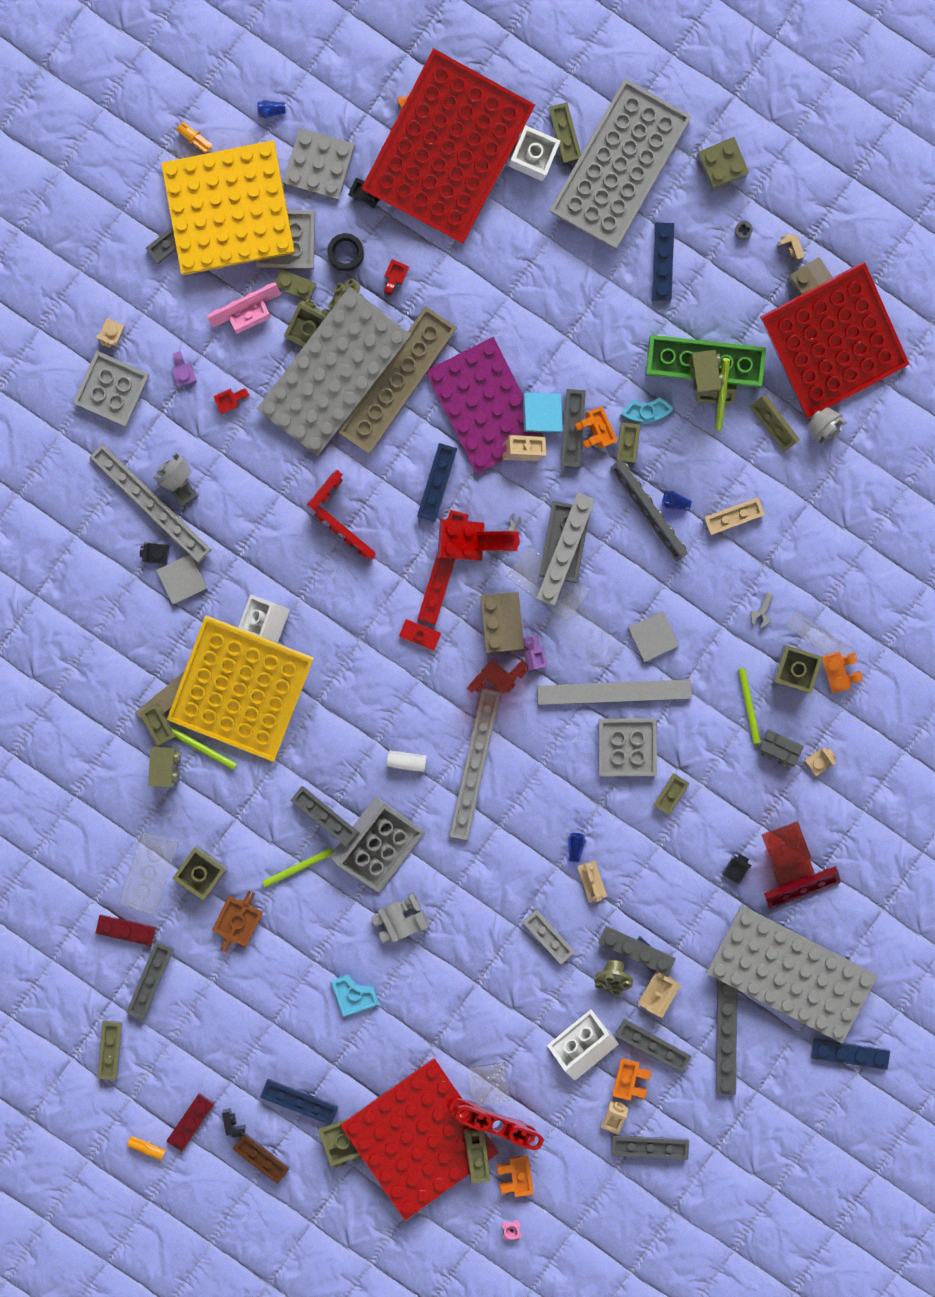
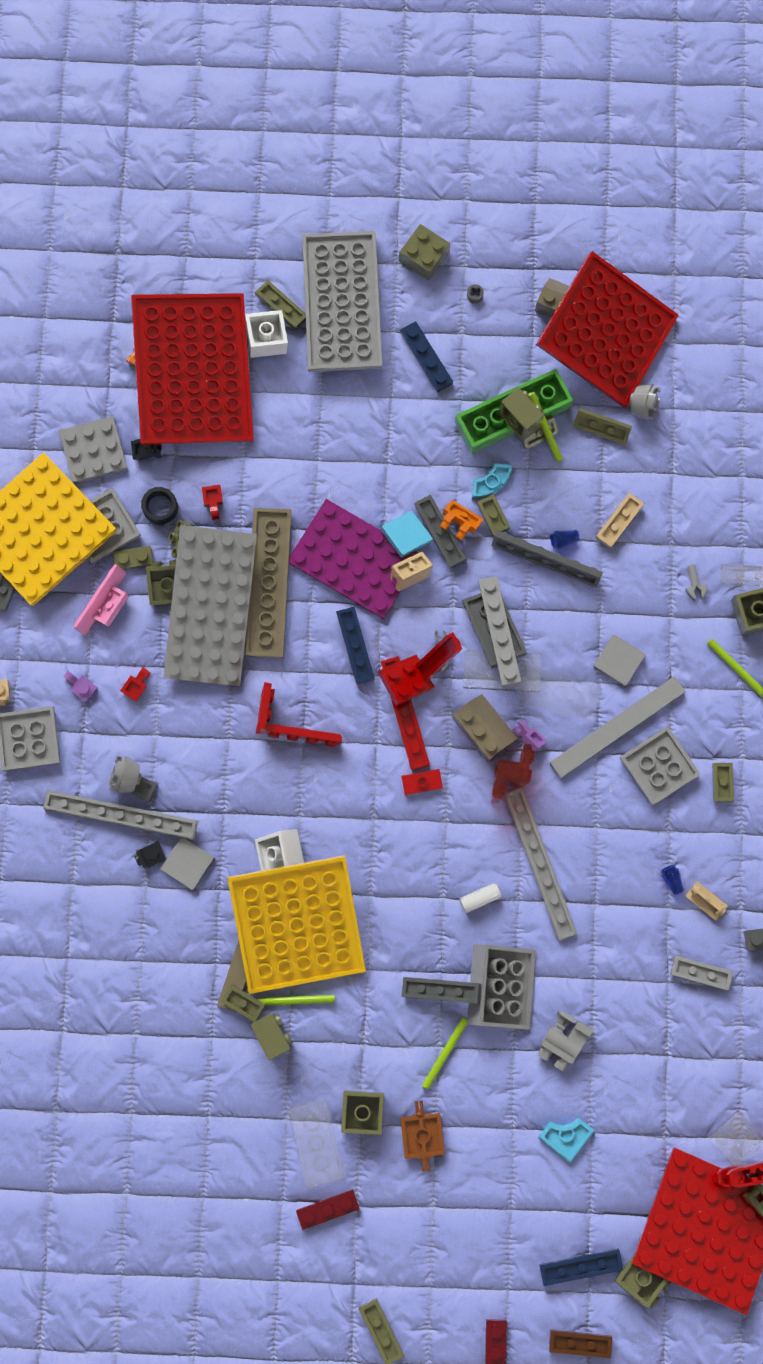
camera: 25 degrees left, 10 degrees down
(150, 980) = (377, 1242): dark grey plate -> none
(229, 1121) = (530, 1326): black bracket -> none
(270, 108) = (25, 430): clear blue cone -> none
(795, 249) = (525, 280): tan bracket -> none

